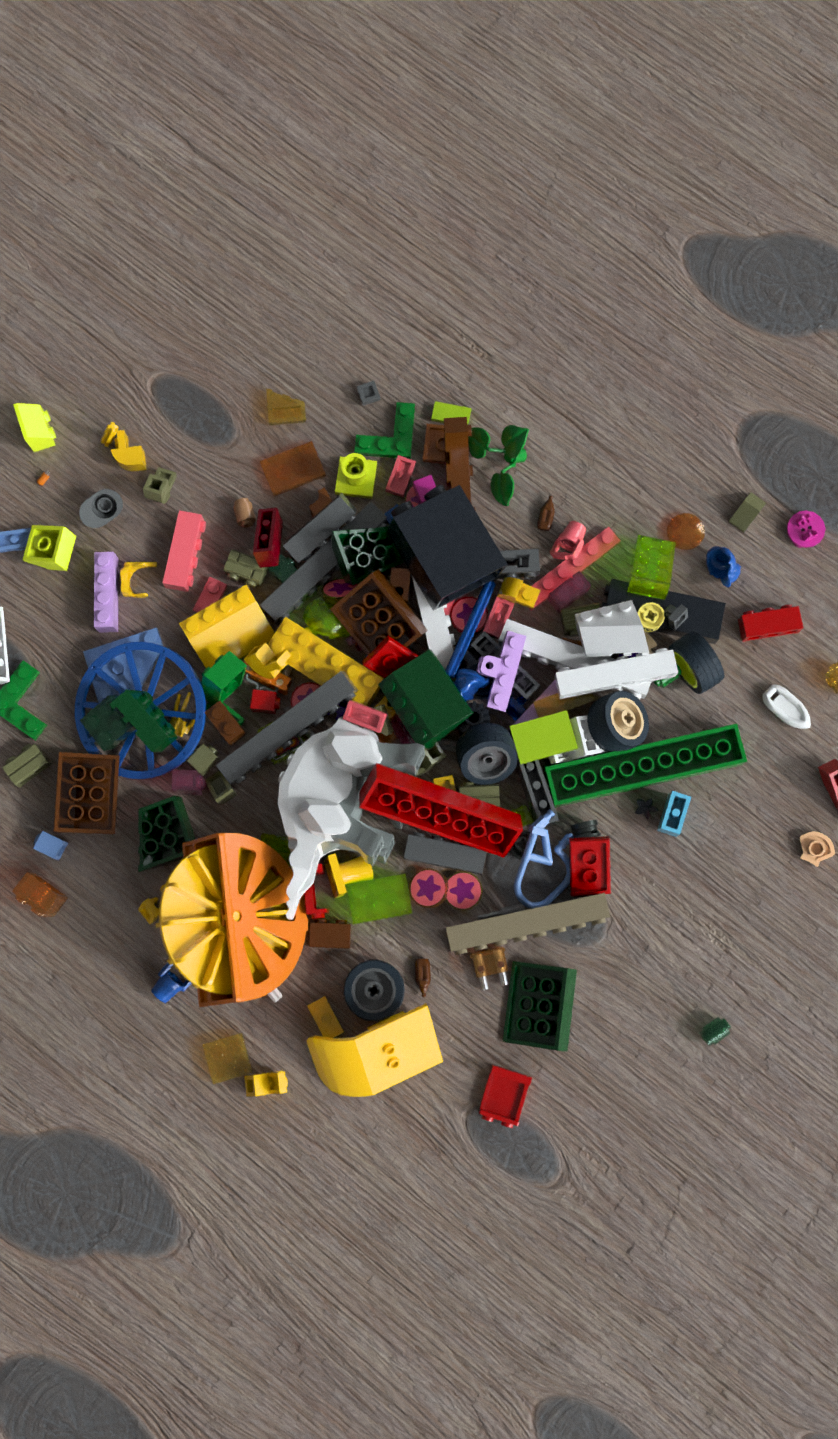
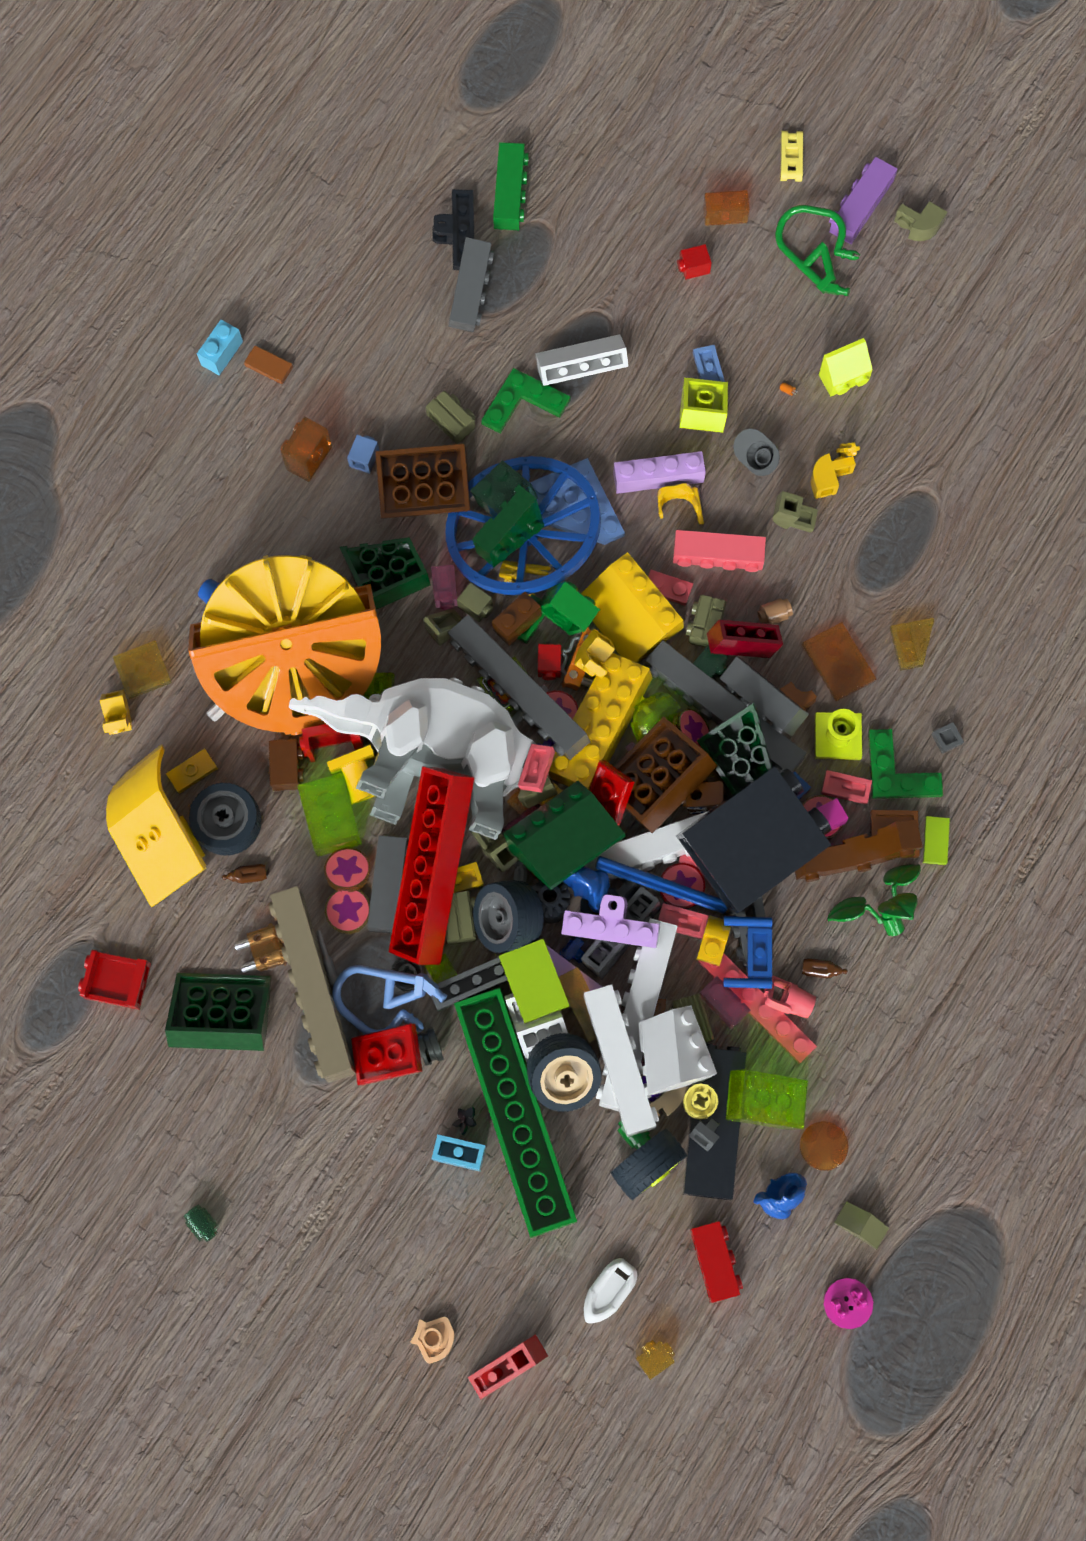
camera: 85 degrees right, 5 degrees down
(534, 558) = (758, 952): none -> blue plate

